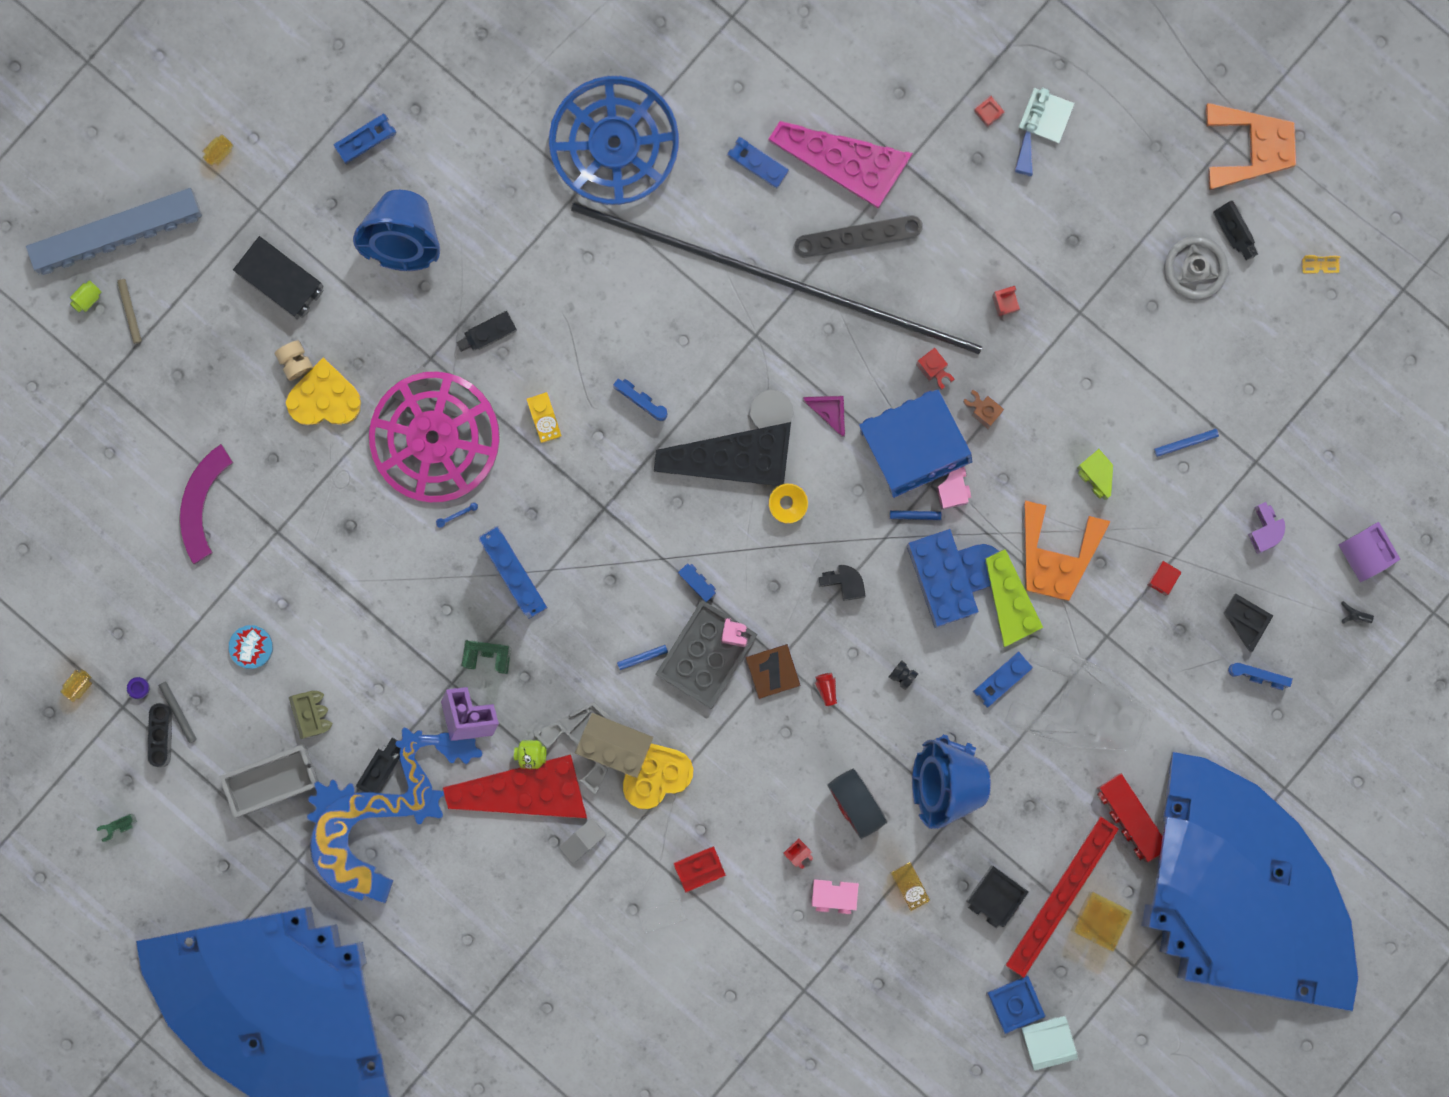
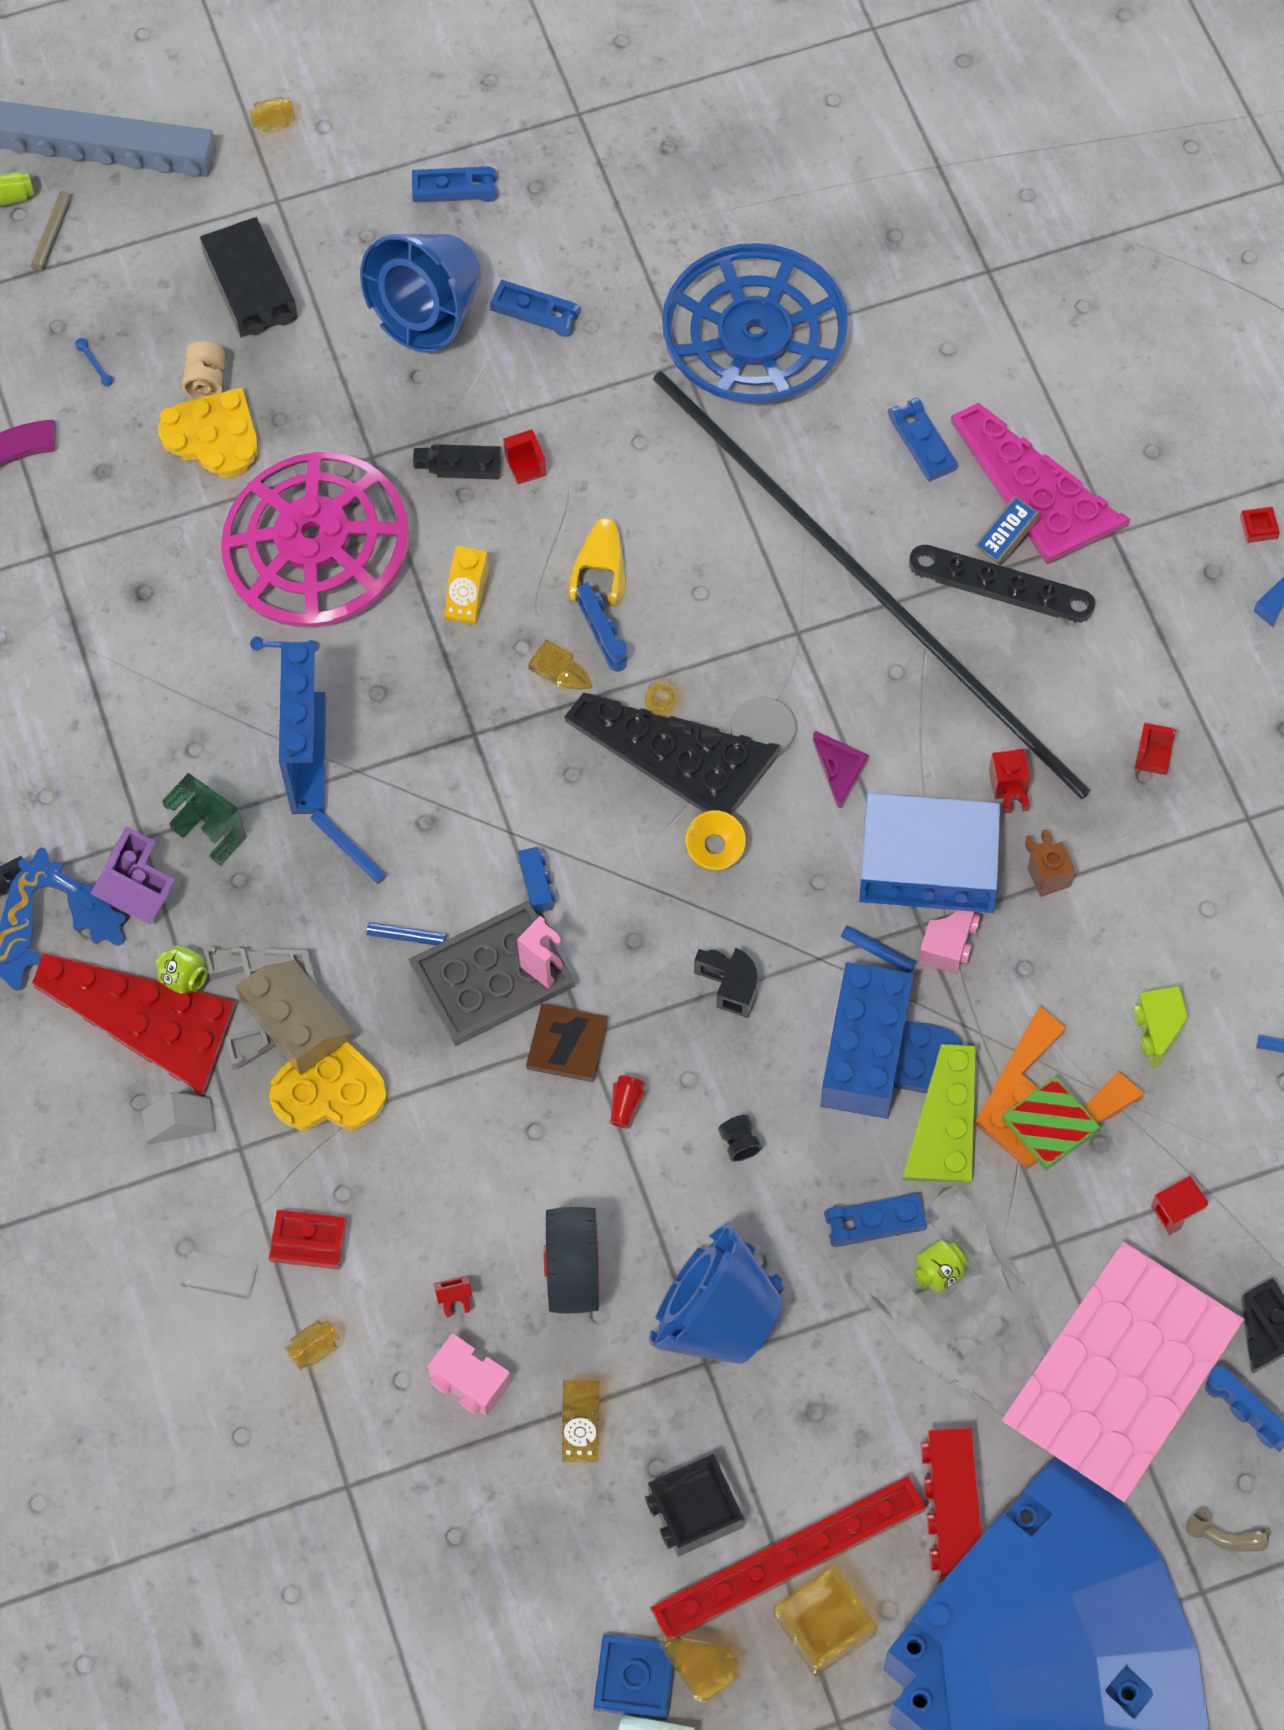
camera: 35 degrees right, 20 degrees down
(202, 380) = (82, 345): none -> blue hinge
(468, 200) = (535, 307): none -> blue plate
(526, 310) = (524, 456): none -> red panel
(575, 622) = (348, 847): none -> blue bar
(611, 350) = (601, 552): none -> yellow animal
(629, 437) = (559, 667): none -> clear yellow plate
(704, 428) = (661, 706): none -> clear yellow brick
(739, 926) = (312, 1344): none -> clear yellow brick
(844, 201) = (1007, 530): none -> tile
(1049, 980) = (700, 1664): none -> clear yellow slope
(1054, 689) = (939, 1266): none -> lime head
(1070, 571) = (1050, 1123): none -> tile
(1183, 692) = (1123, 1371): none -> bright pink piece
(1297, 748) = (1200, 1526): none -> dark tan piece

